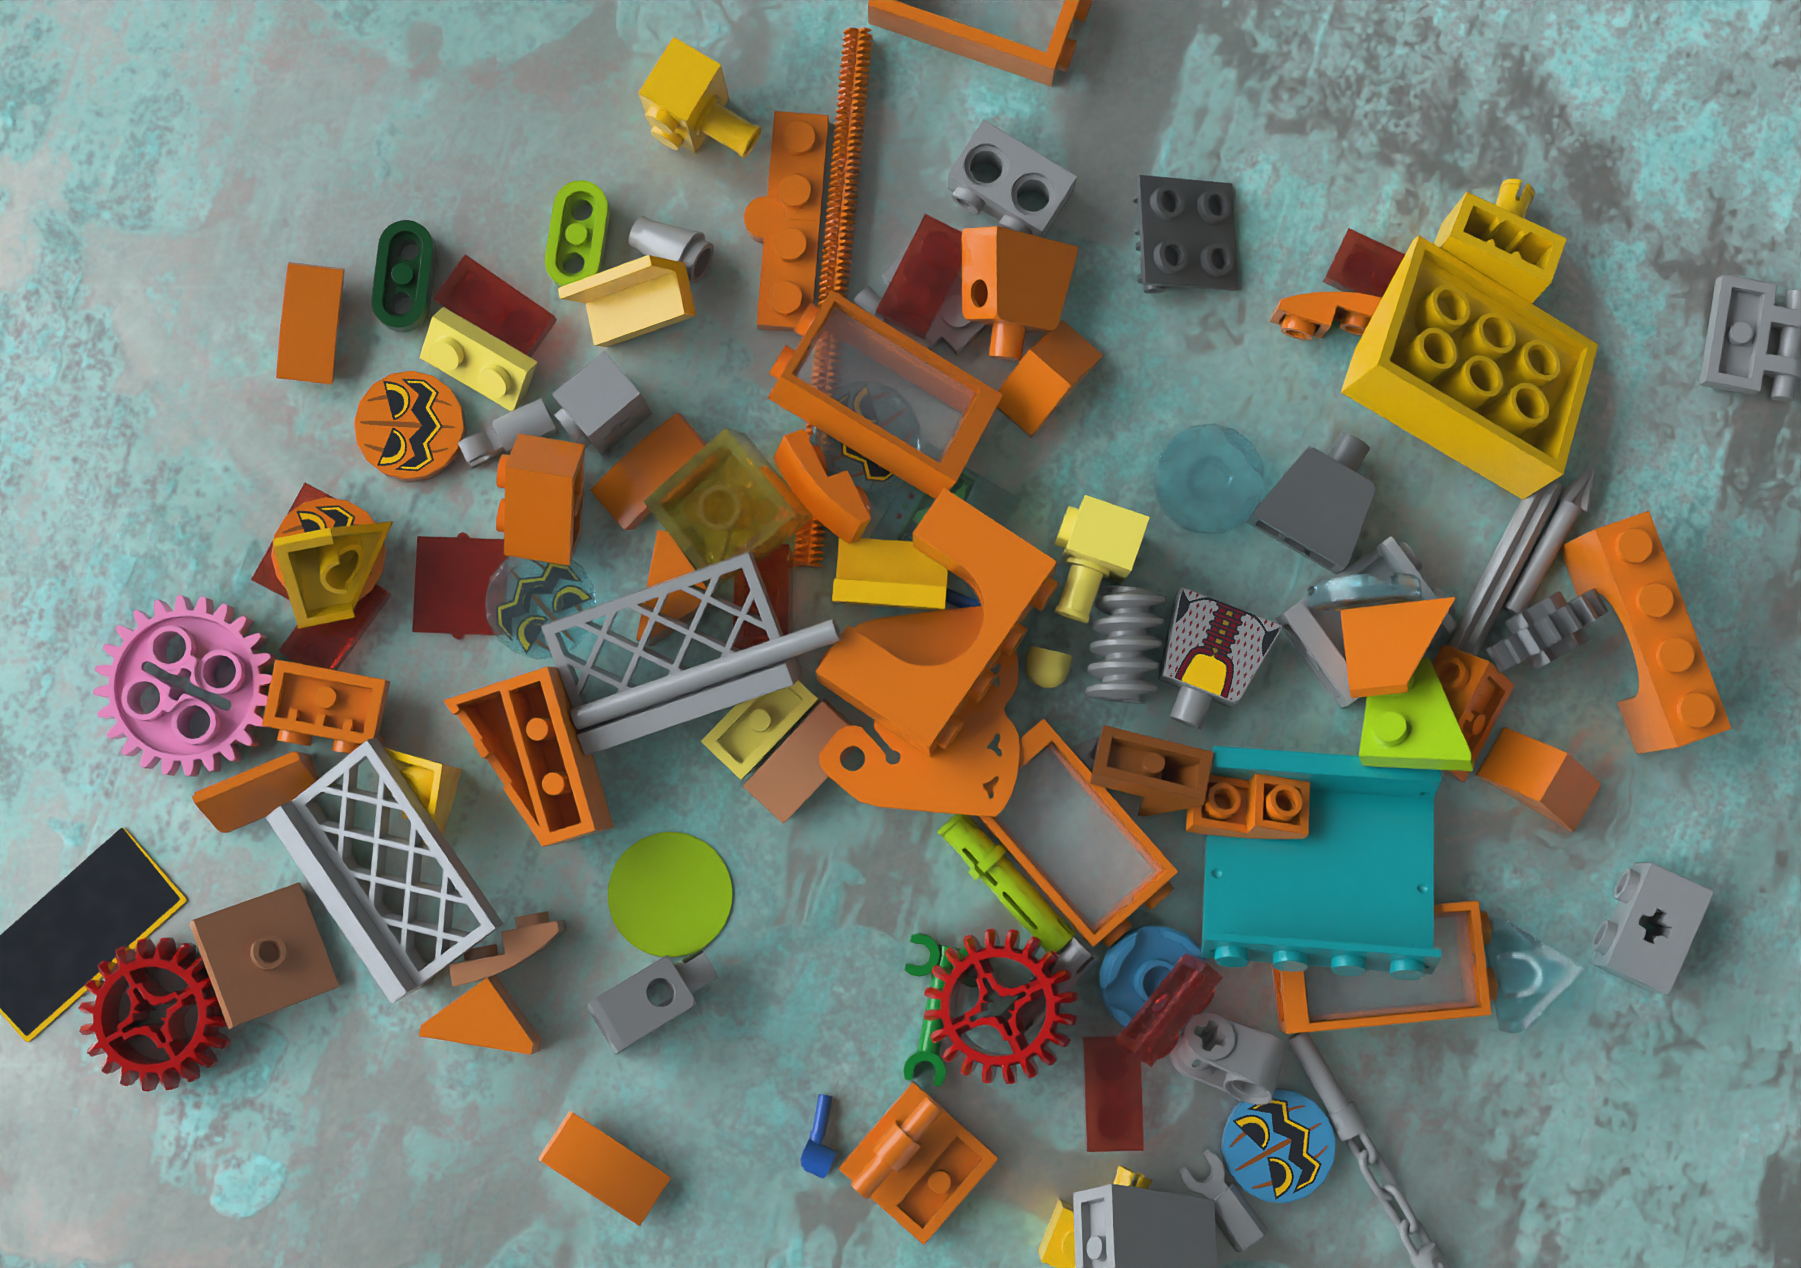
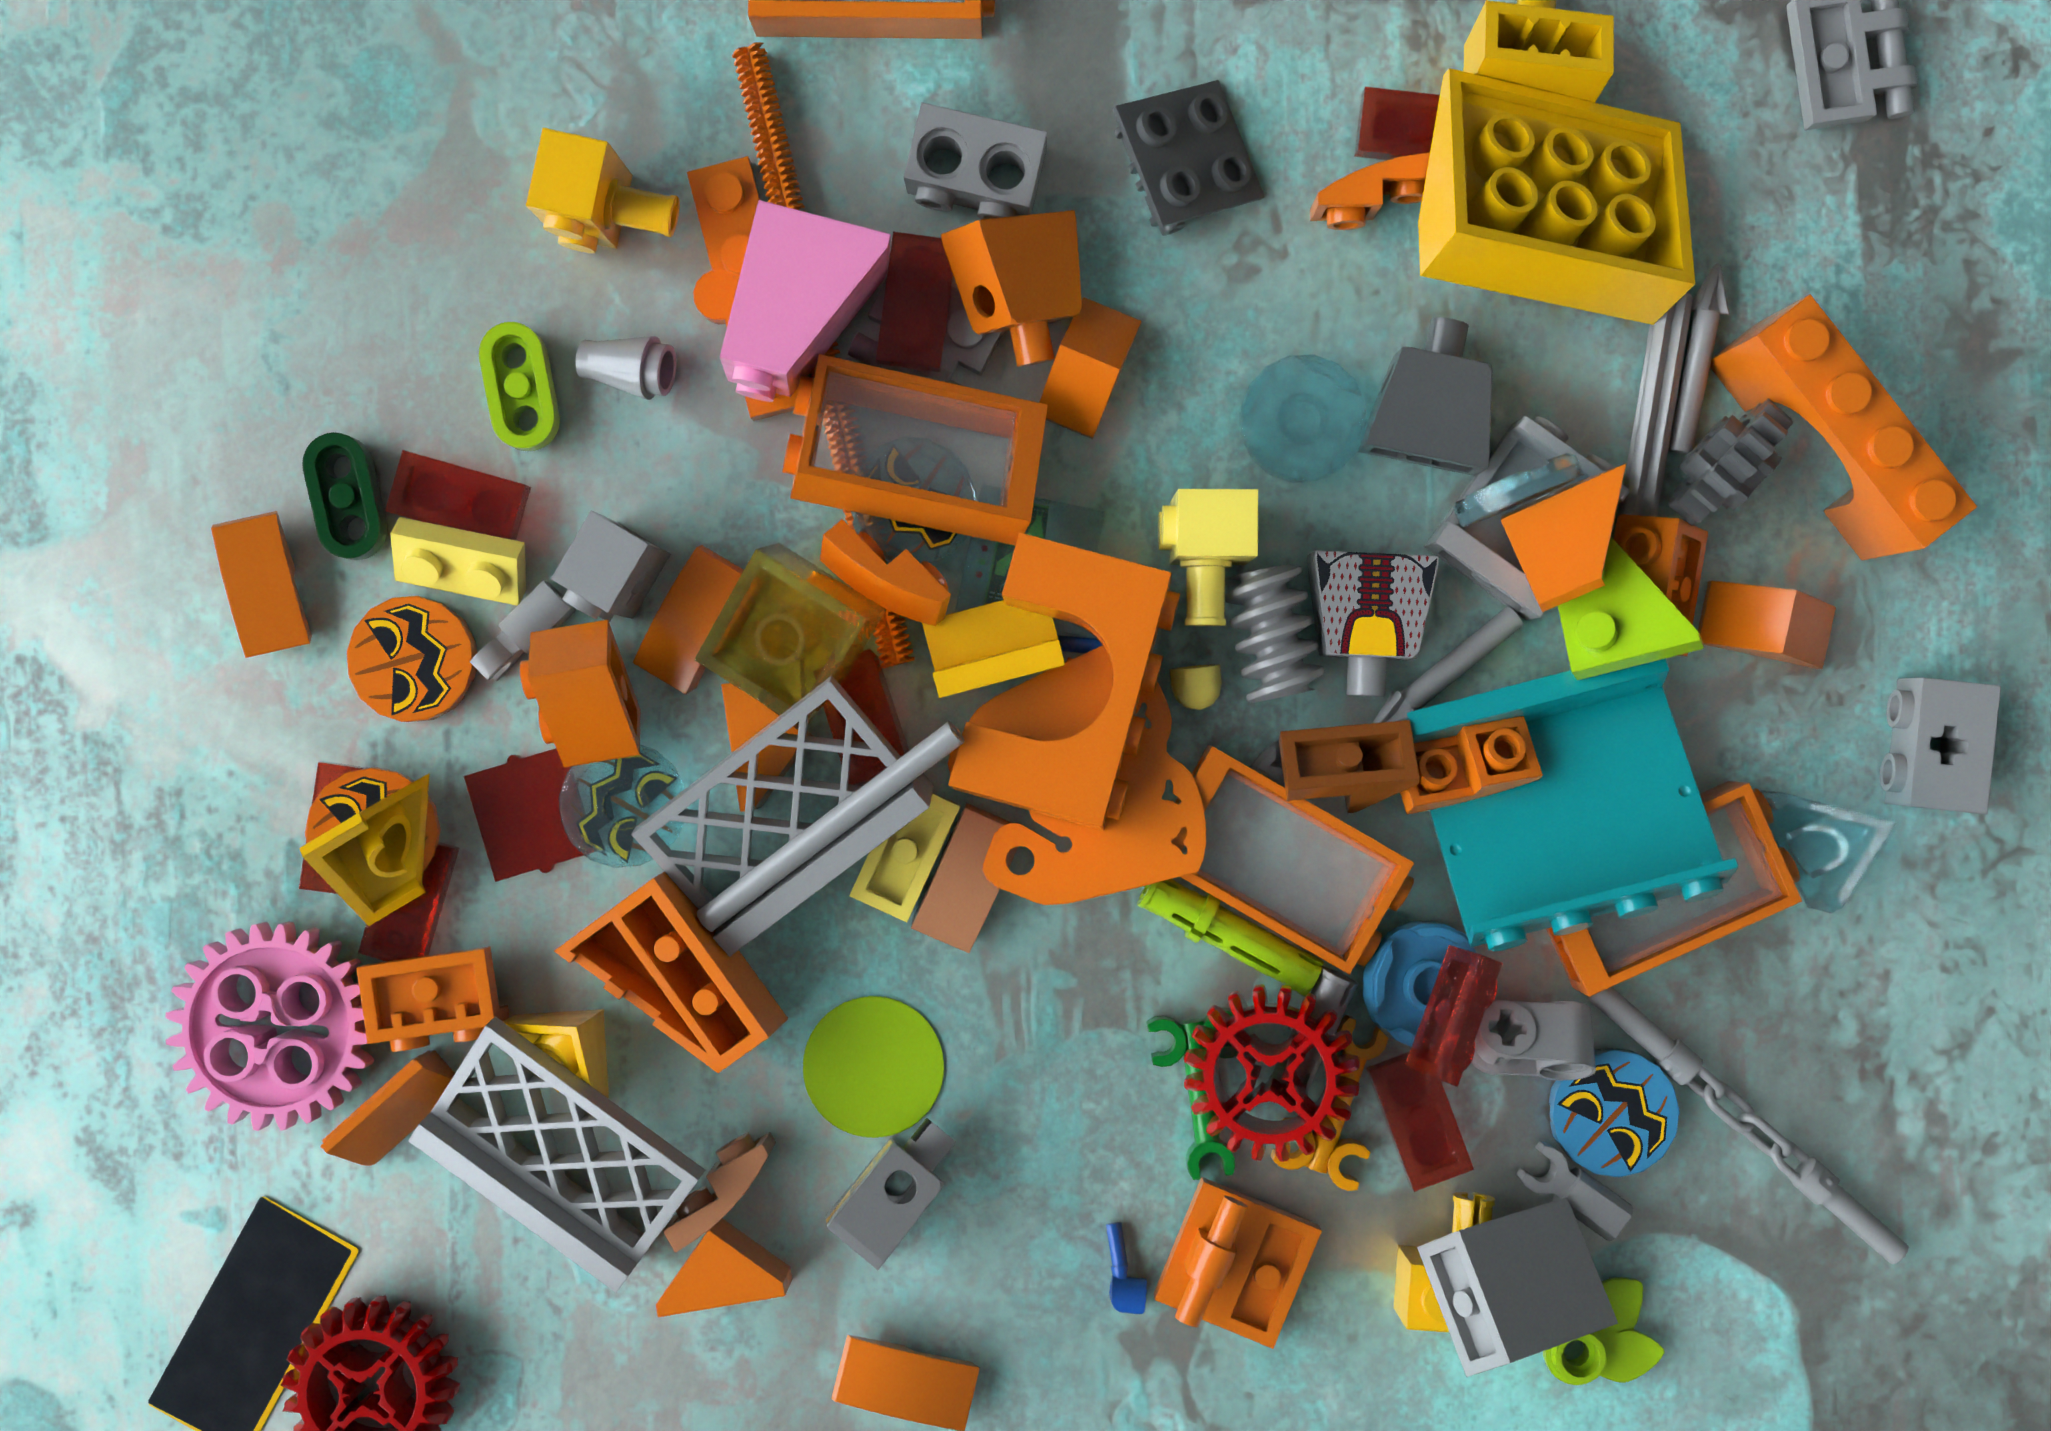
camera: 25 degrees left, 5 degrees up
(264, 955) = (461, 1285): nougat plate -> none
(633, 298) = (605, 436): yellow panel -> none
(829, 238) = (796, 296): none -> bright pink slope
(1023, 1094) = (1330, 1153): none -> light orange bar
(1267, 723) = (1450, 667): none -> light grey piece

